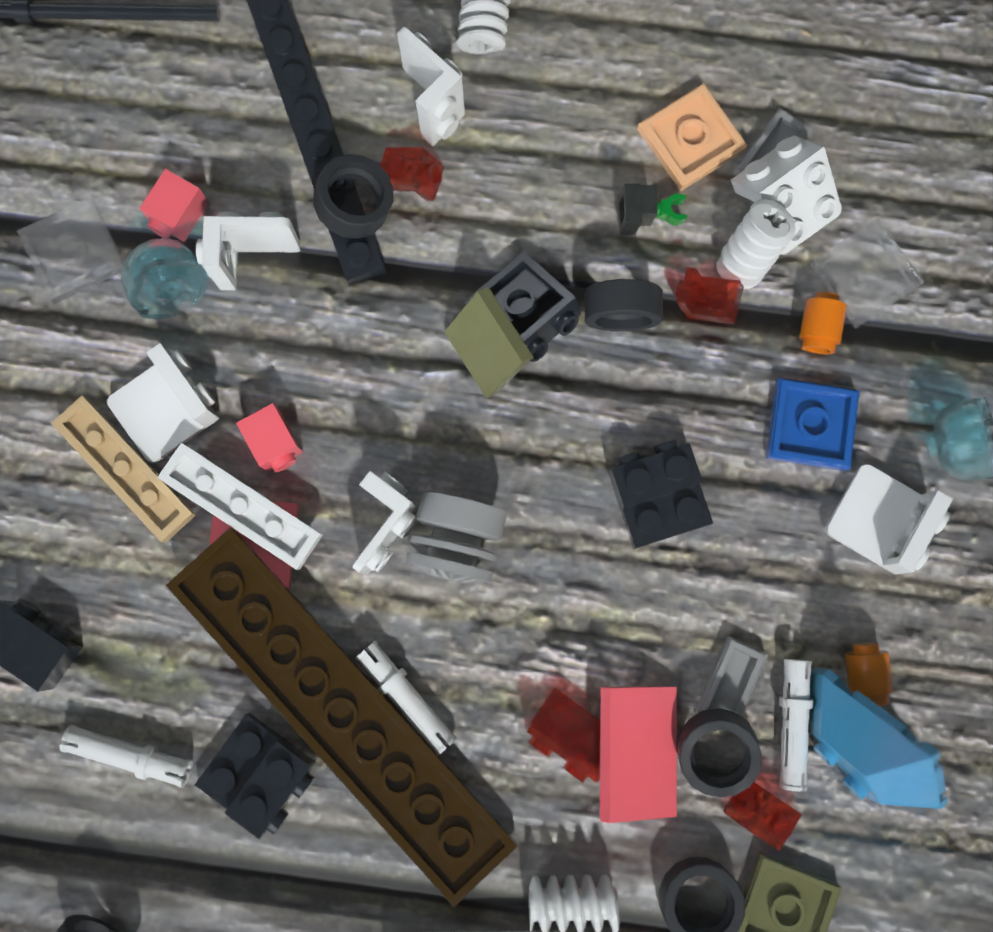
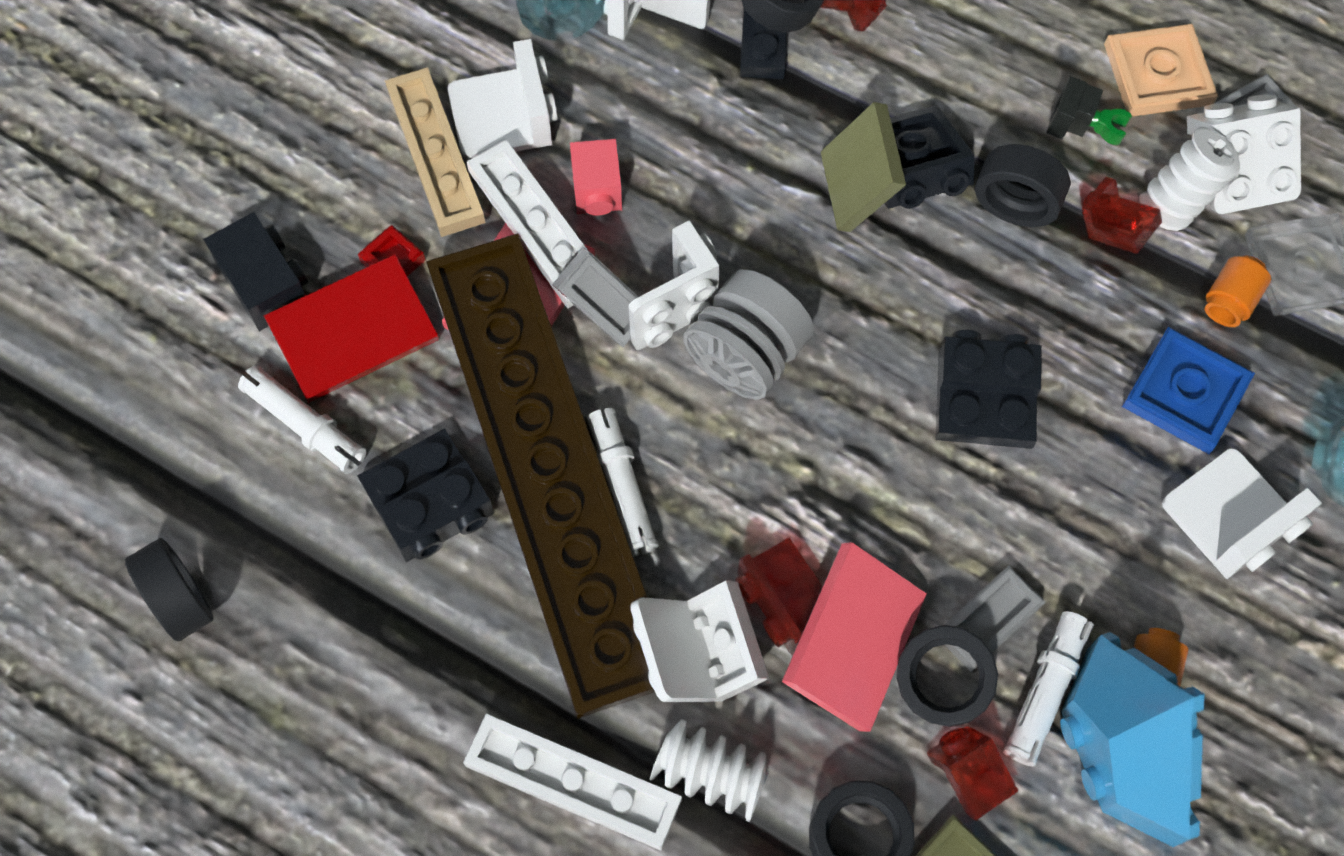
camera: 25 degrees right, 15 degrees down
(129, 660) = (351, 328): none -> red tile
(132, 578) = (391, 243): none -> red tile
(322, 553) = (598, 295): none -> light grey tile
(522, 816) = (699, 645): none -> white bracket

